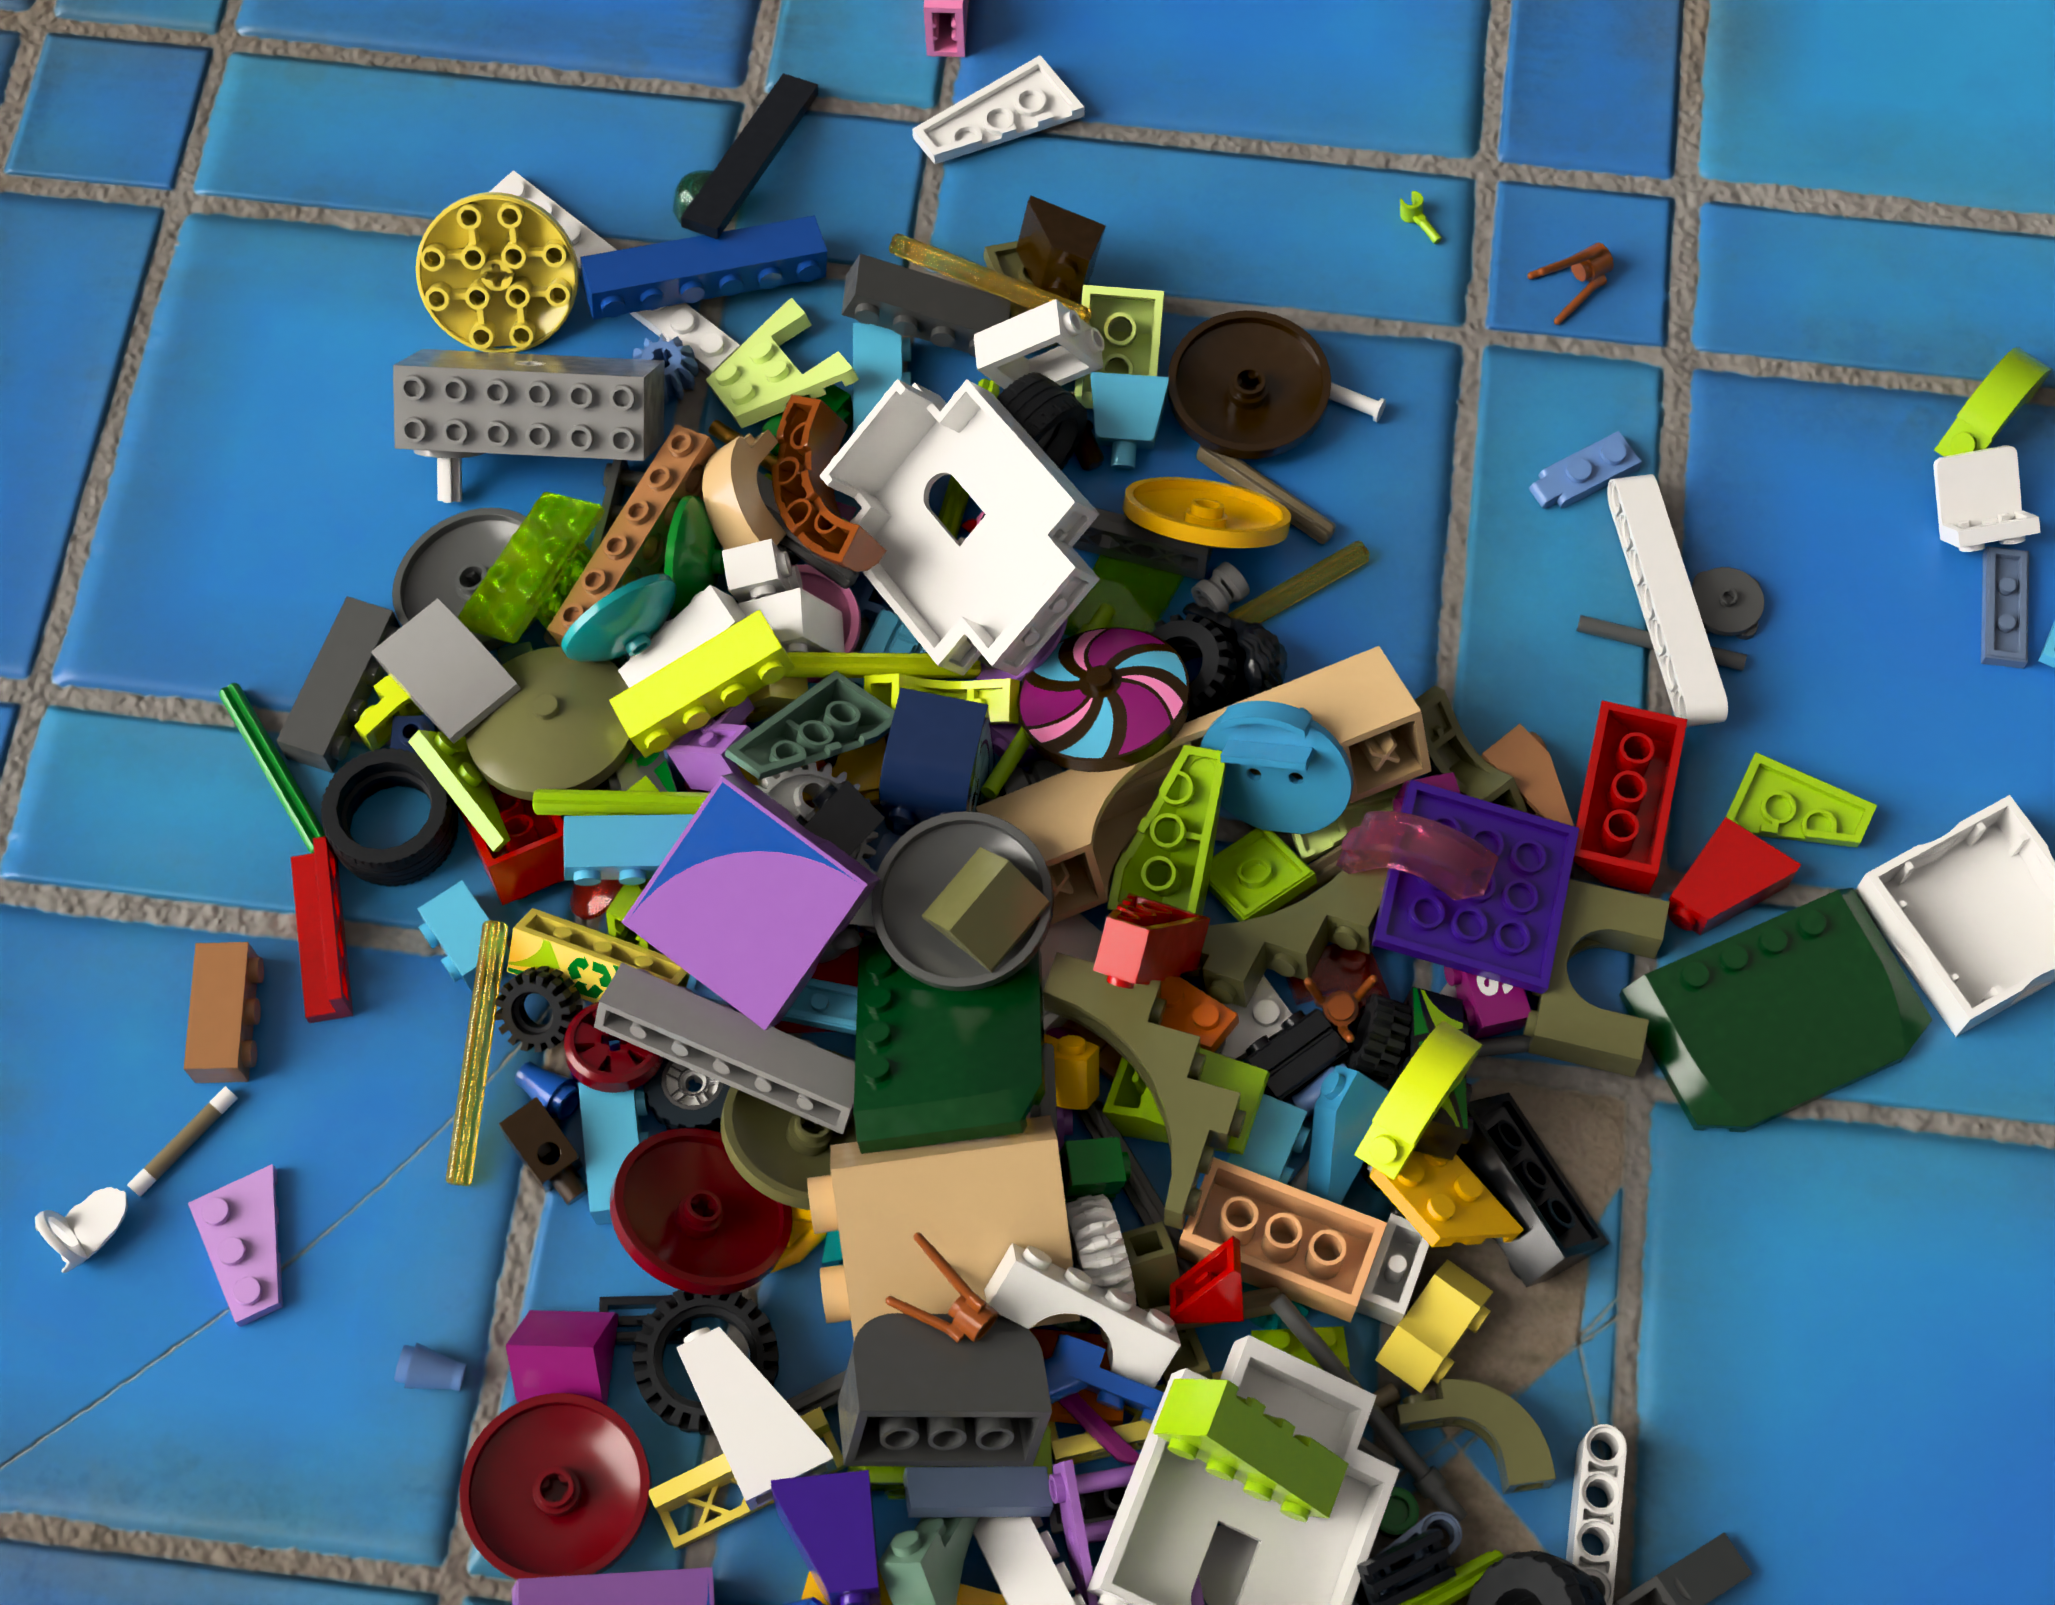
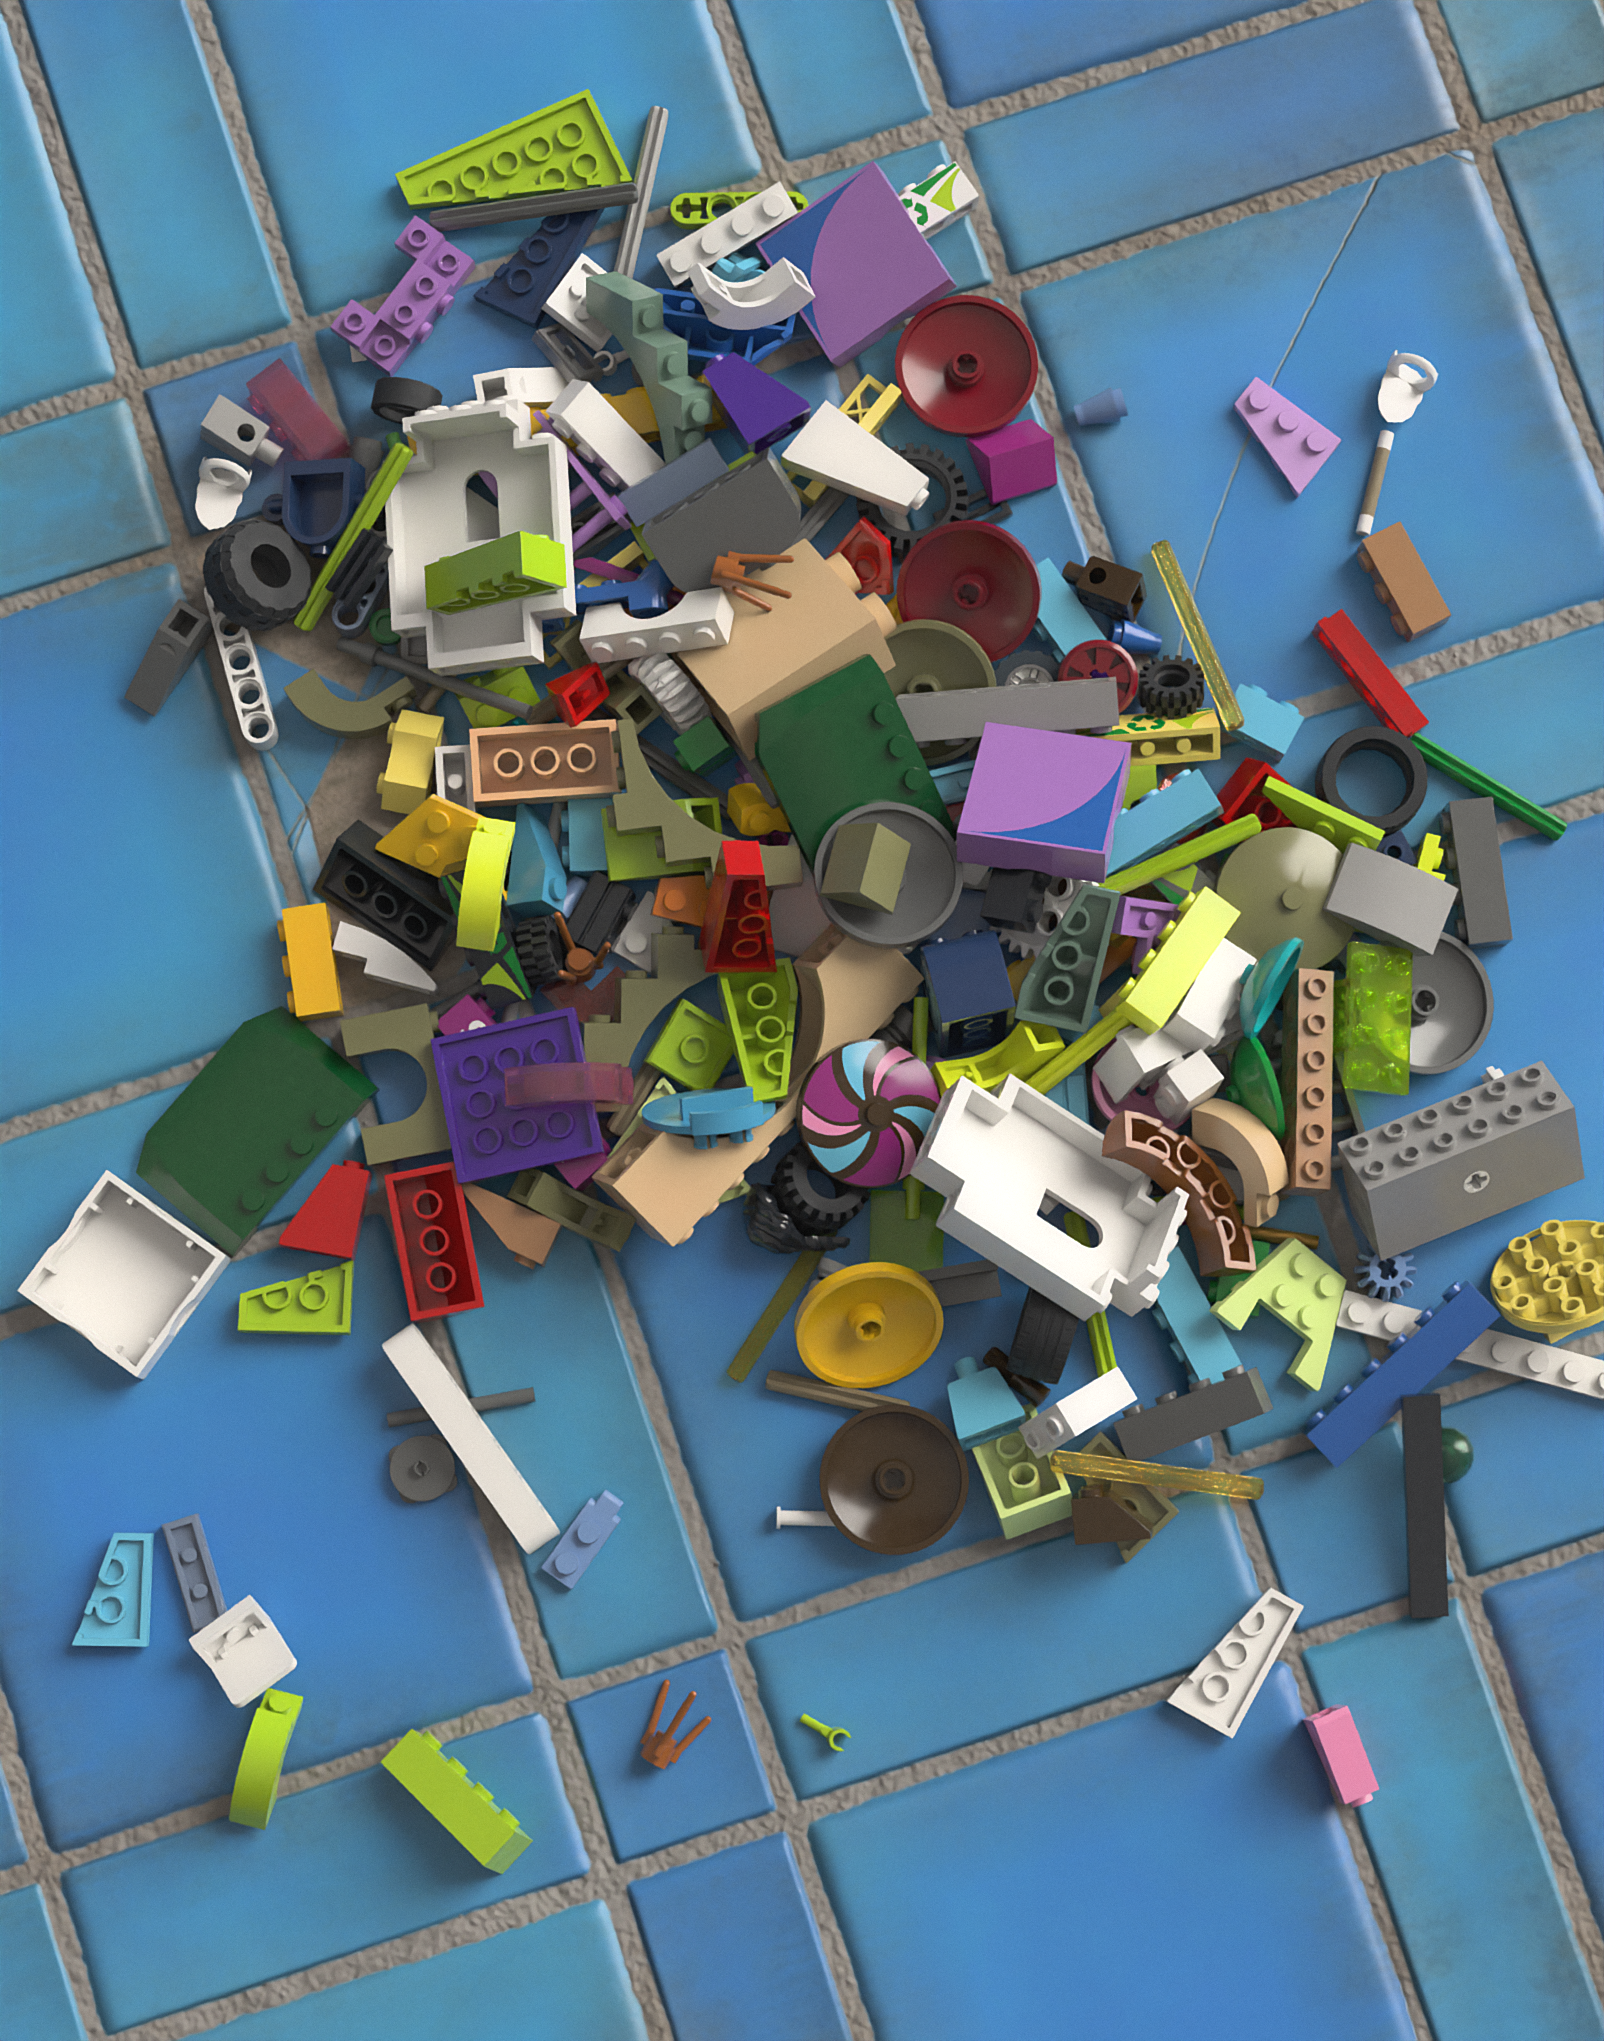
camera: 150 degrees right, 15 degrees up
(796, 1317) = (869, 557): none -> red plate
(1559, 1119) = (382, 960): none -> white slope
(1645, 1155) = (310, 962): none -> yellow brick
(1815, 290) = (456, 1802): none -> lime wedge

